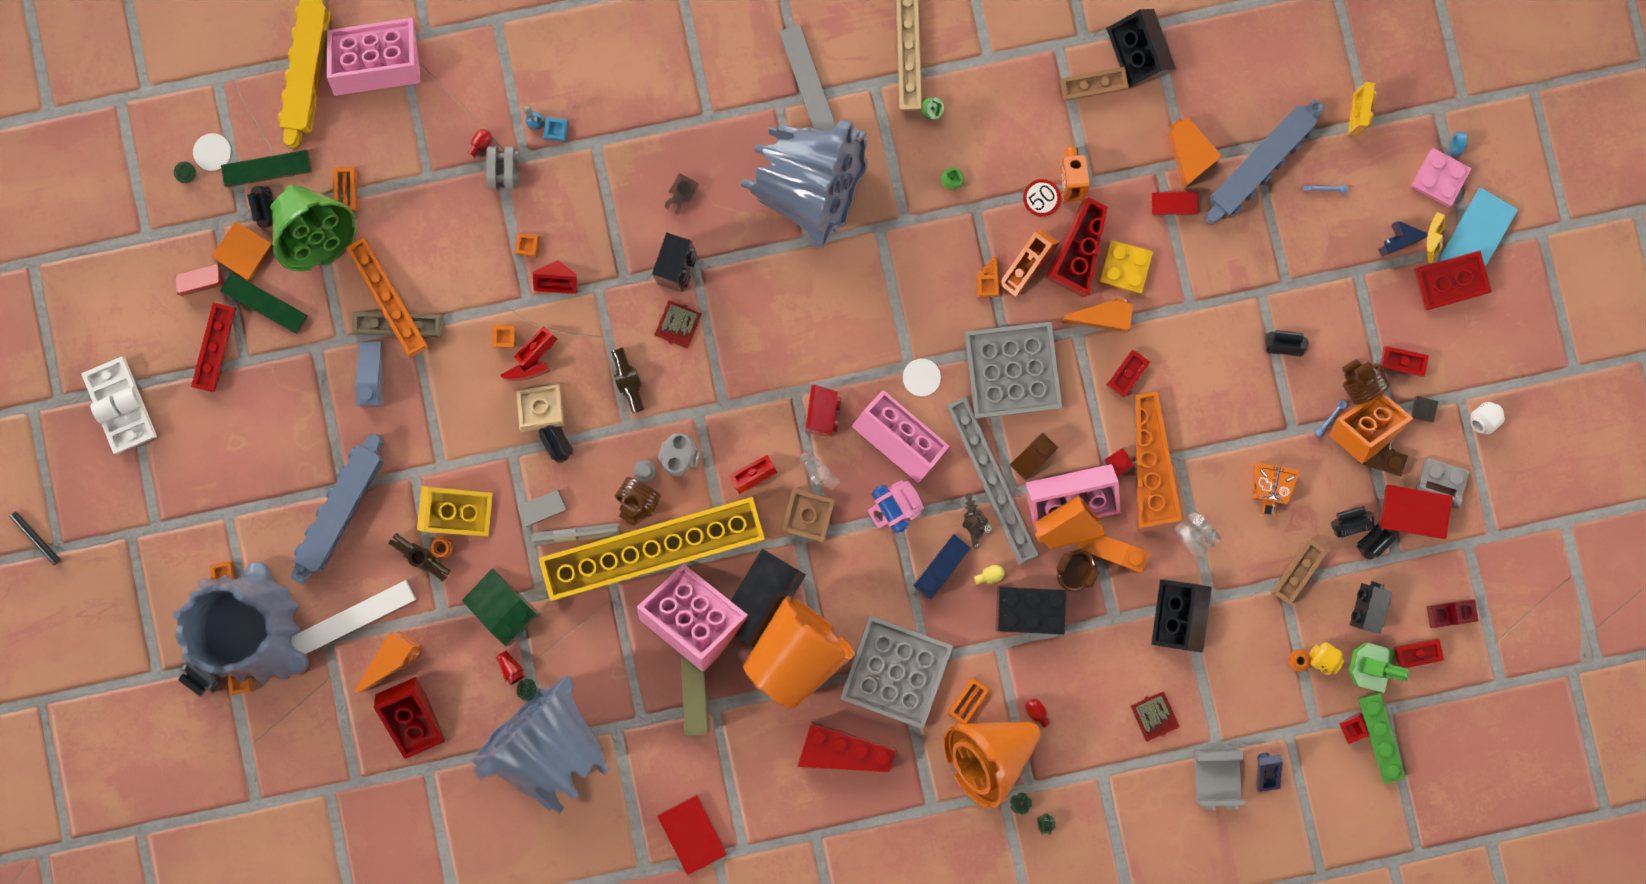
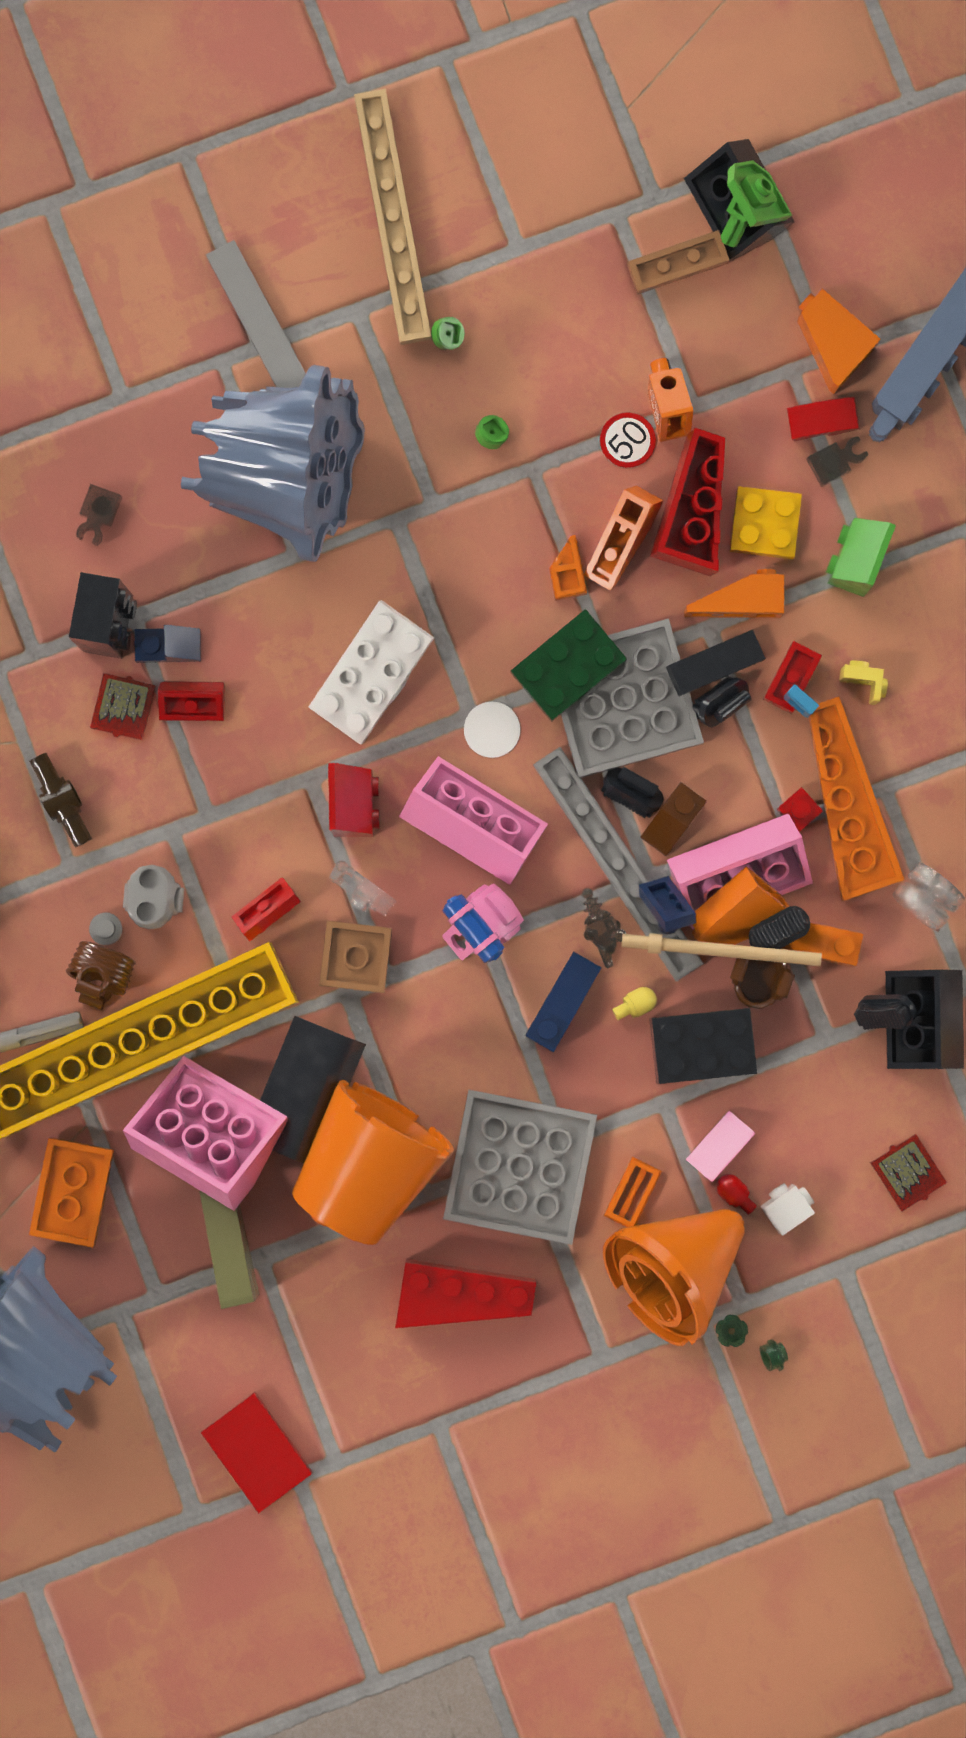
camera: 10 degrees left, 0 degrees up
(595, 642) = (71, 1192): none -> orange plate
(714, 287) = (168, 644): none -> slope
(724, 327) = (191, 701): none -> red slope
(847, 327) = (371, 672): none -> white plate
(979, 342) = (568, 665): none -> dark green plate
(1009, 433) = (632, 791): none -> black piece
(1010, 537) = (656, 944): none -> tan bar
(1021, 512) = (667, 905): none -> dark blue tile
(1032, 679) = (720, 1146): none -> bright pink slope
(1071, 727) = (788, 1207): none -> white brick
(1078, 356) = (715, 663): none -> black tile
(1078, 382) = (722, 701): none -> black piece
(1093, 541) = (780, 929): none -> black piece
(1131, 390) = (800, 701): none -> dark azure tile
(1151, 51) = (754, 201): none -> bright green piece
(1156, 606) = (885, 1011): none -> black piece
(1174, 378) = (860, 673): none -> light yellow bracket
(1176, 233) = (832, 462): none -> clear smoke plate
(1186, 298) = (860, 555): none -> bright green slope

